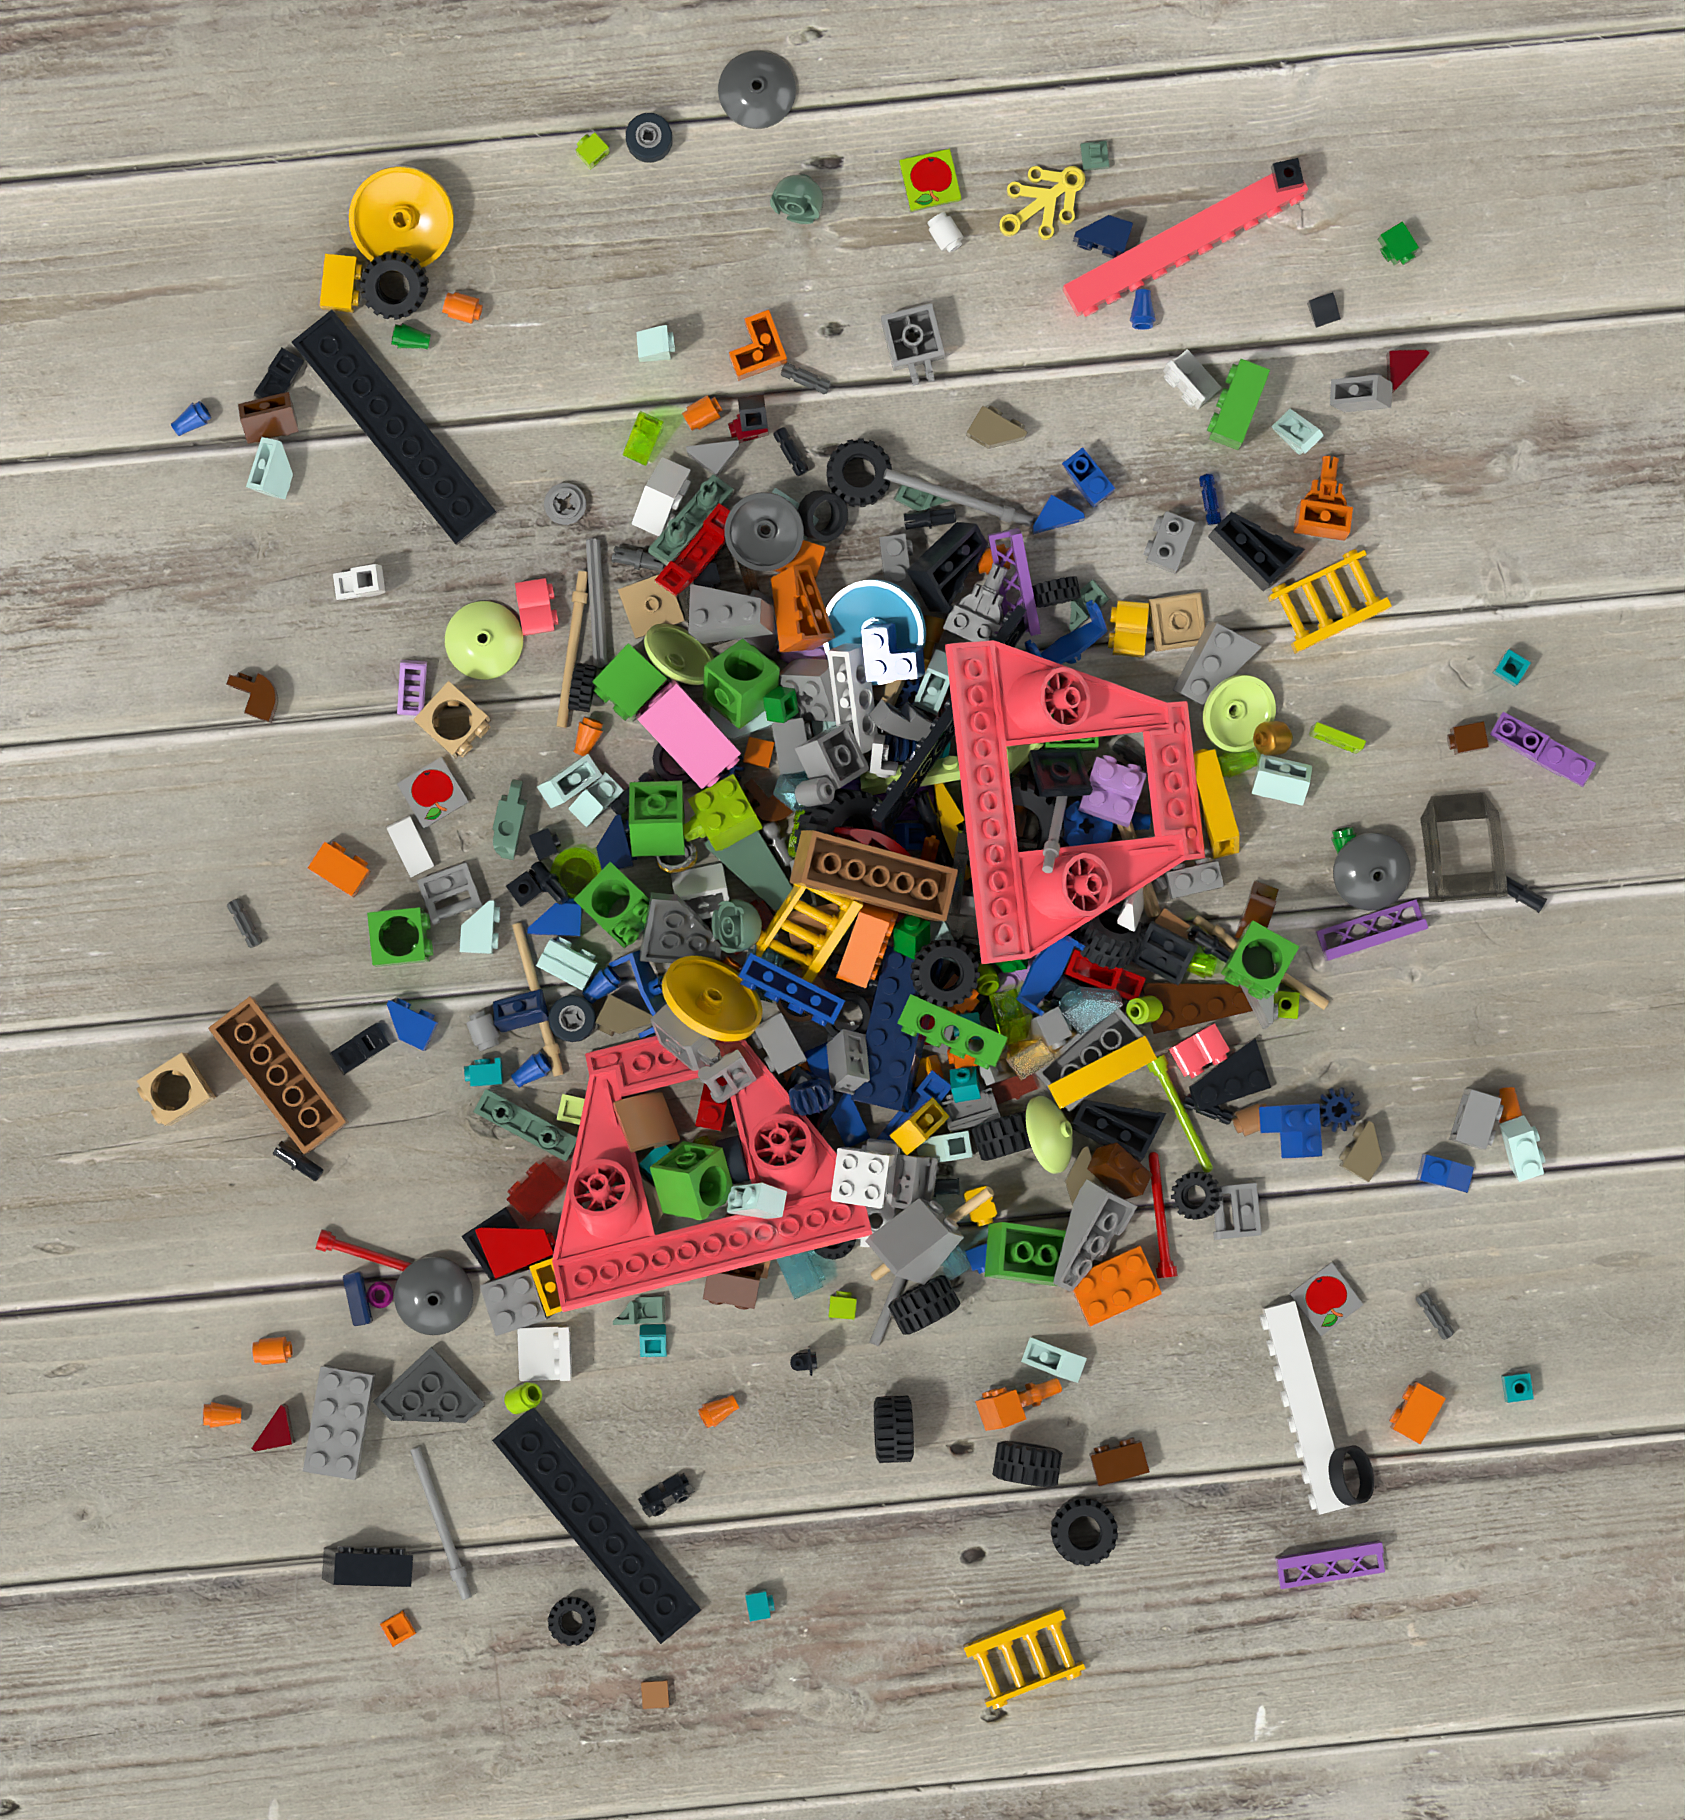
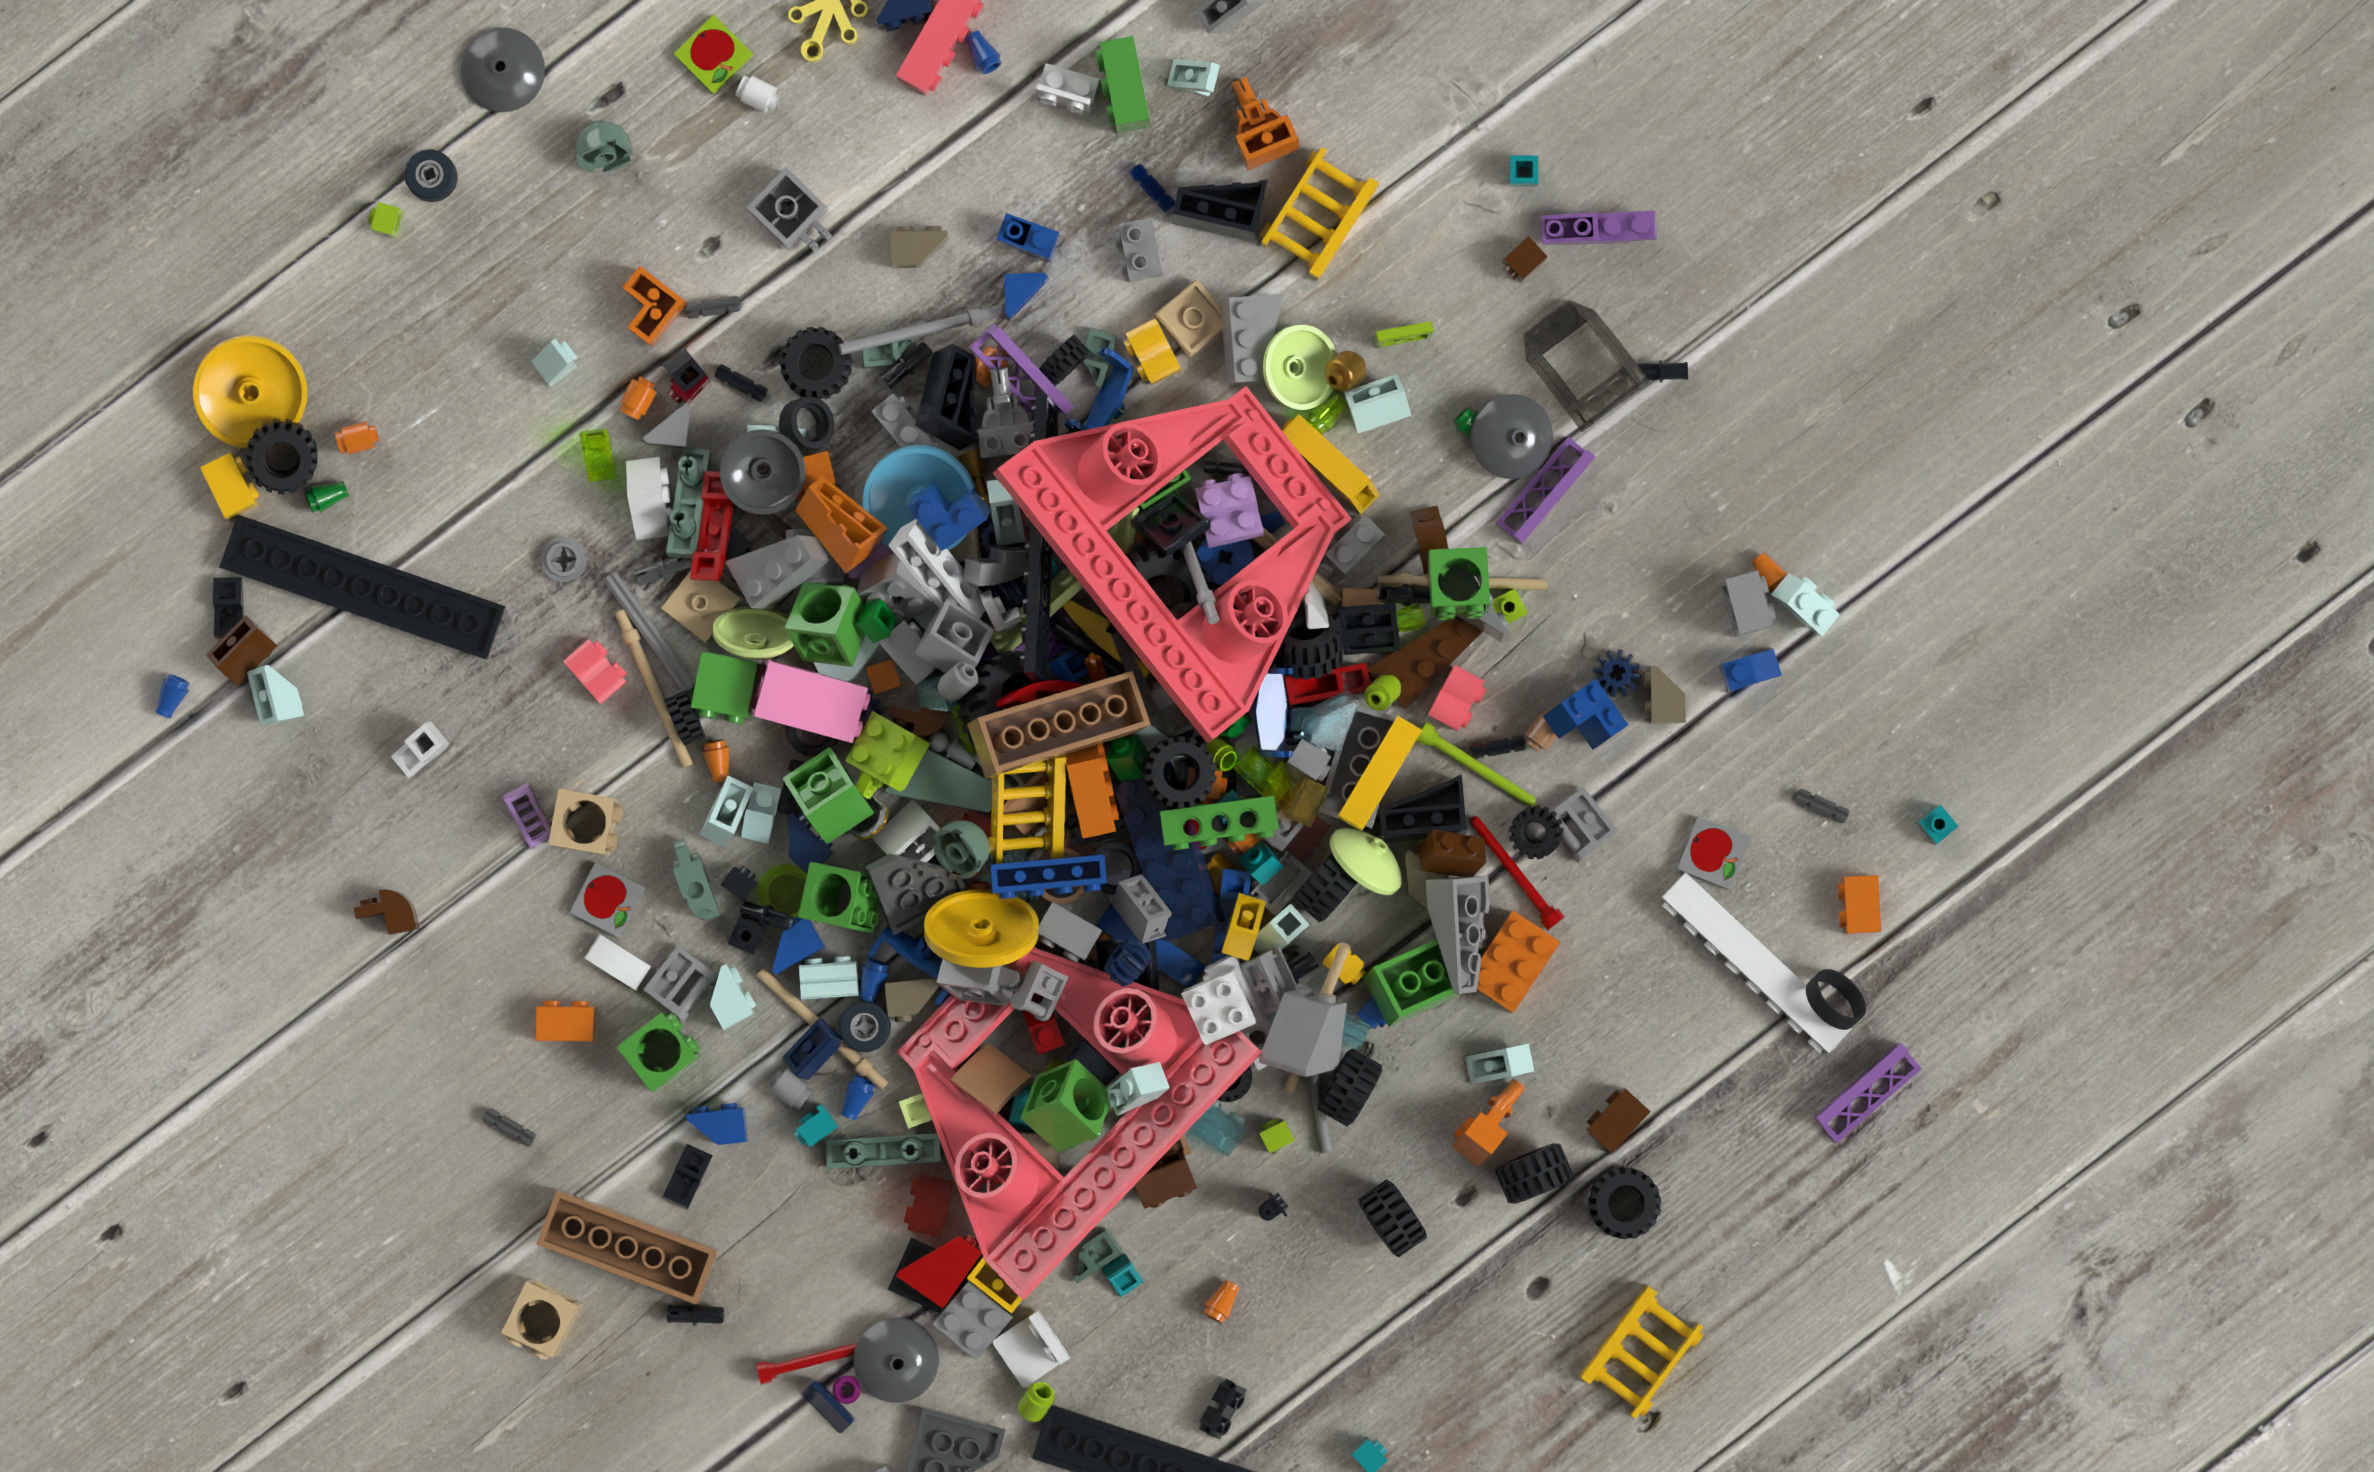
camera: 25 degrees left, 0 degrees up
(485, 659) = (587, 736): yellowish green dish -> none
(1232, 1079) = (1503, 705): black wing -> none

